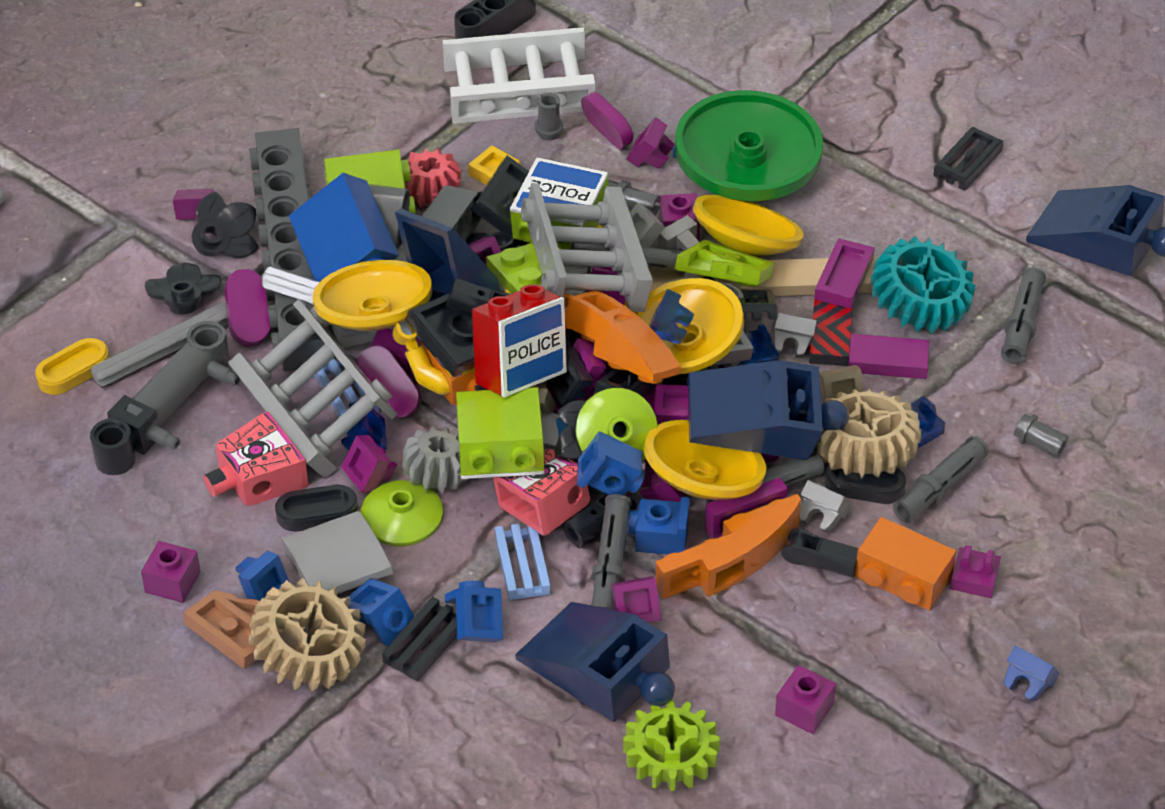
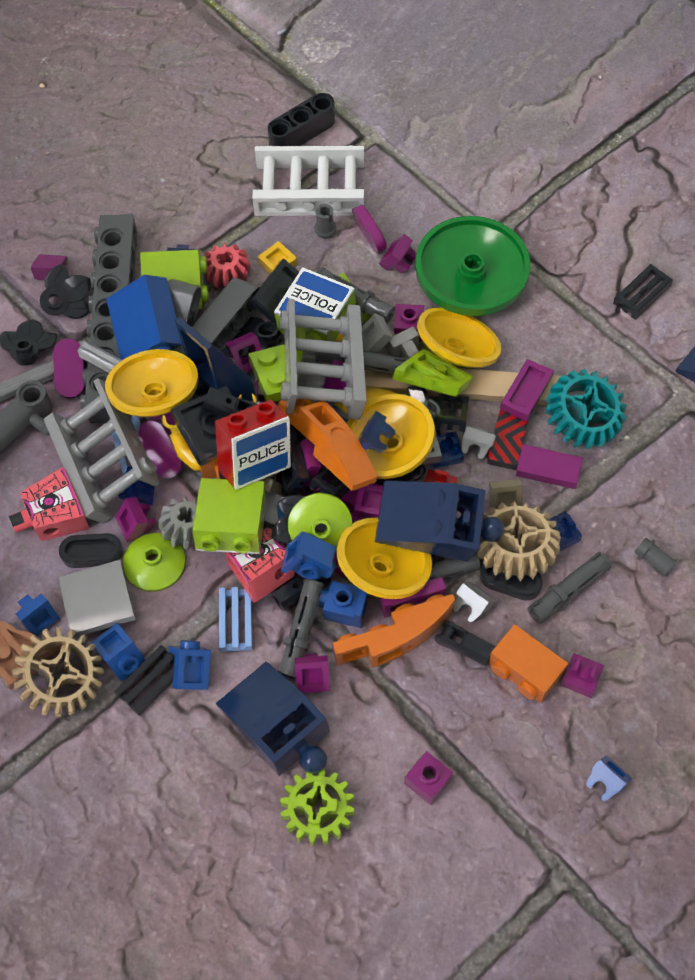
camera: 10 degrees right, 15 degrees up
(1016, 342) = (650, 468): dark grey pin -> none

